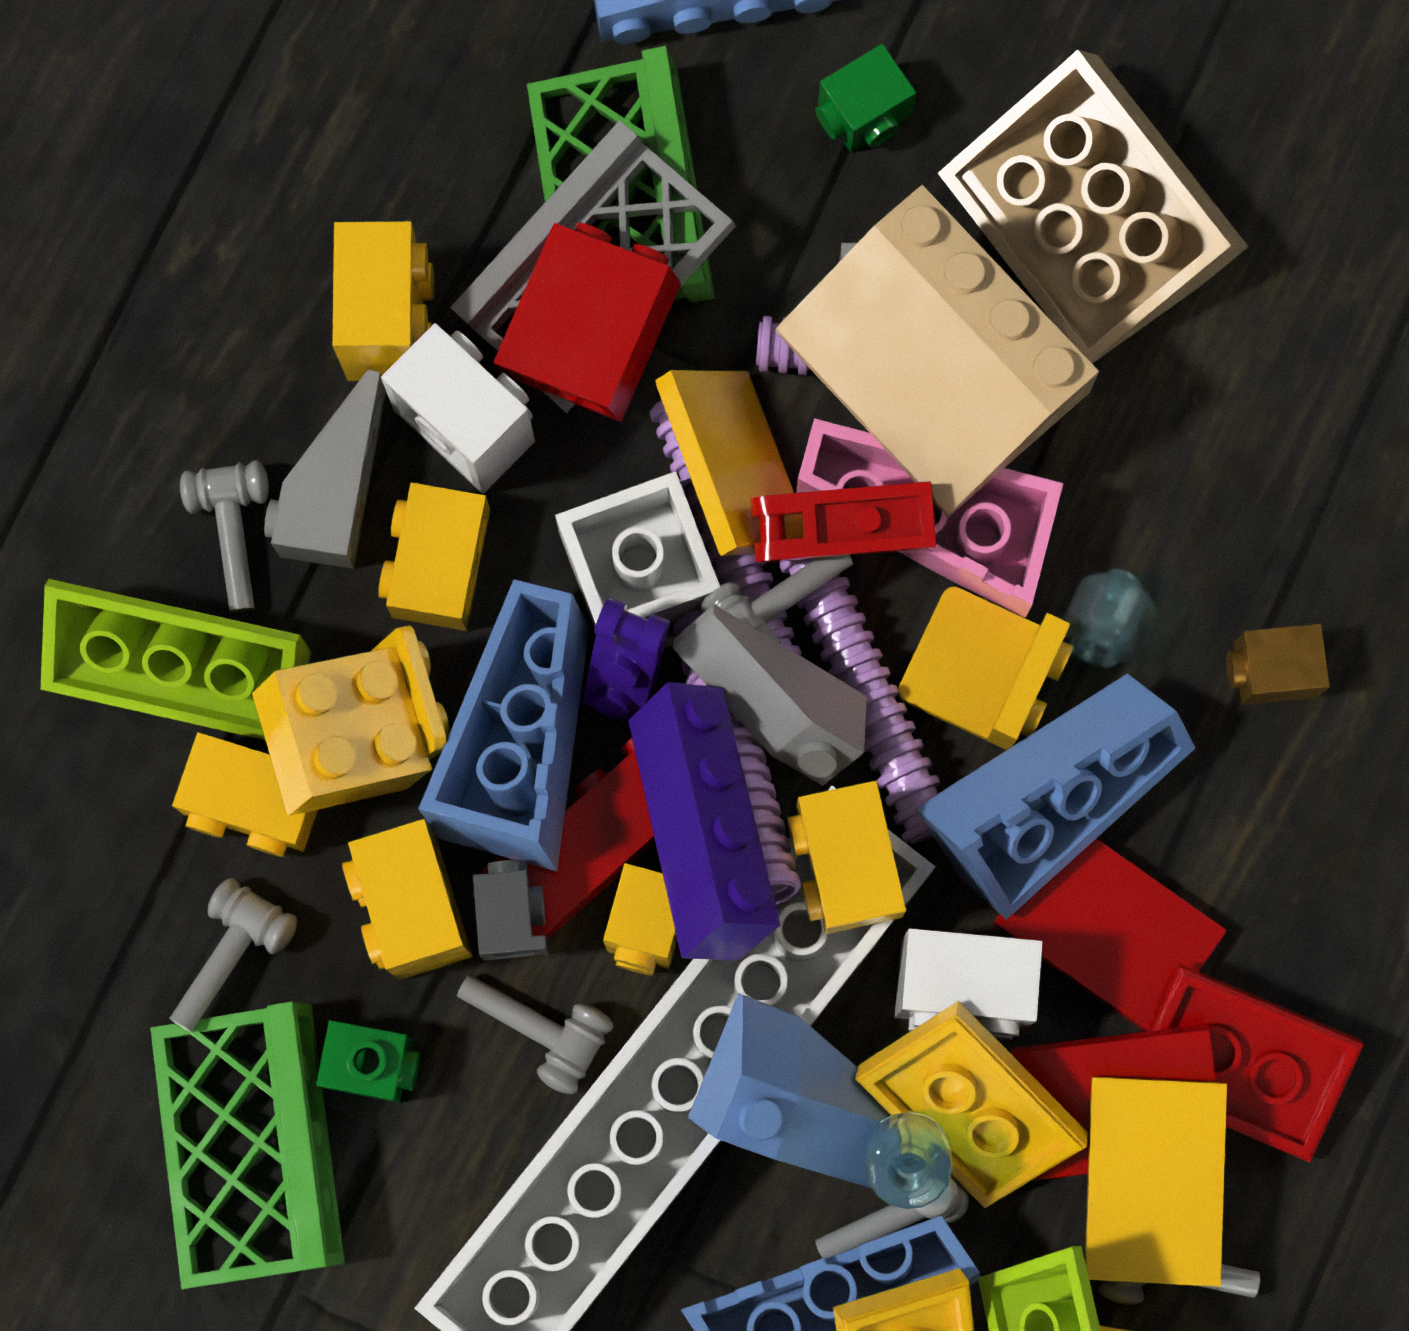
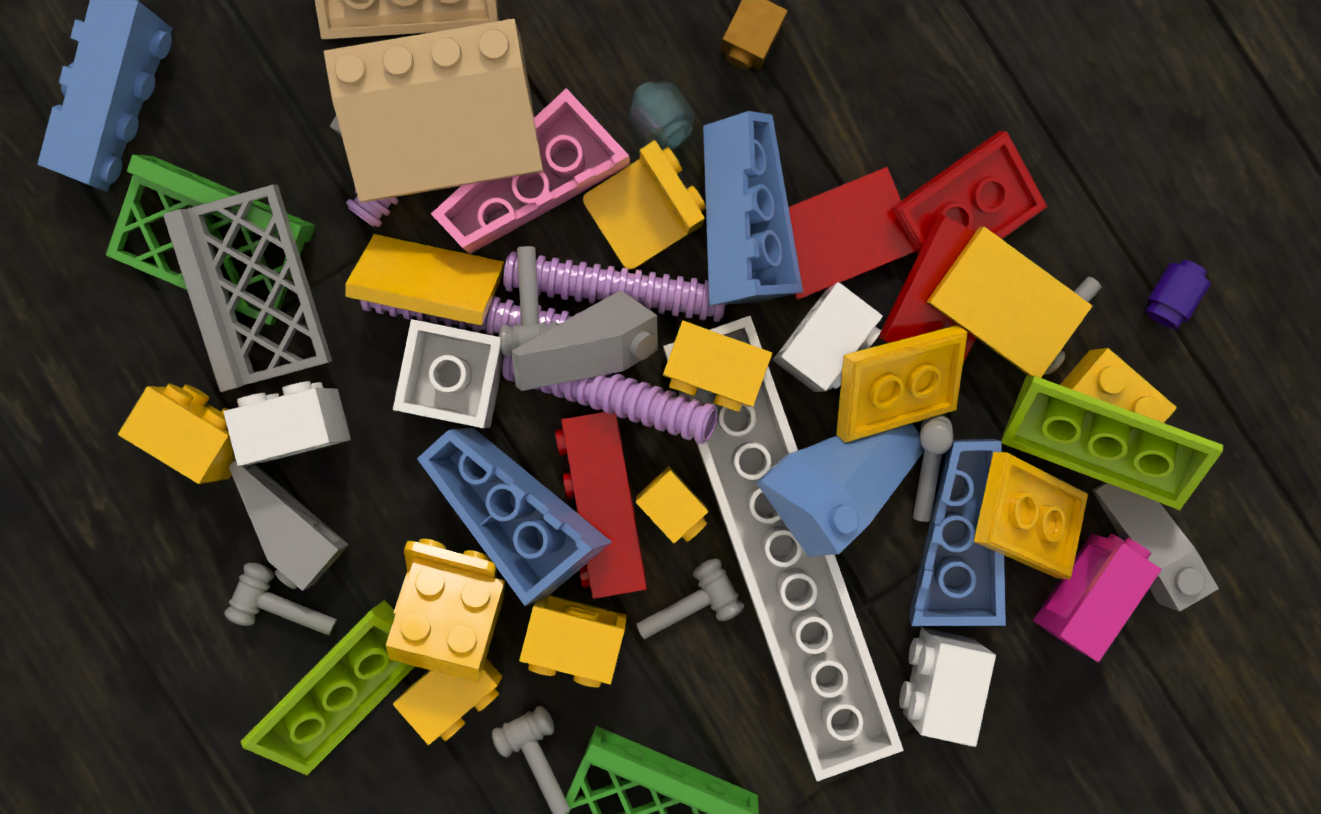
camera: 65 degrees left, 10 degrees up
(367, 1062) = (652, 716): green brick -> none
(436, 556) = (371, 493): yellow brick -> none
(508, 912) = (620, 587): dark grey brick -> none
(588, 319) = (280, 312): red brick -> none
(624, 660) = (510, 423): dark purple plate -> none
(703, 822) = (641, 440): dark purple brick -> none
(846, 522) = (509, 235): red plate -> none
(865, 100) = (246, 52): green brick -> none
(905, 1181) = (914, 442): clear light blue head -> none

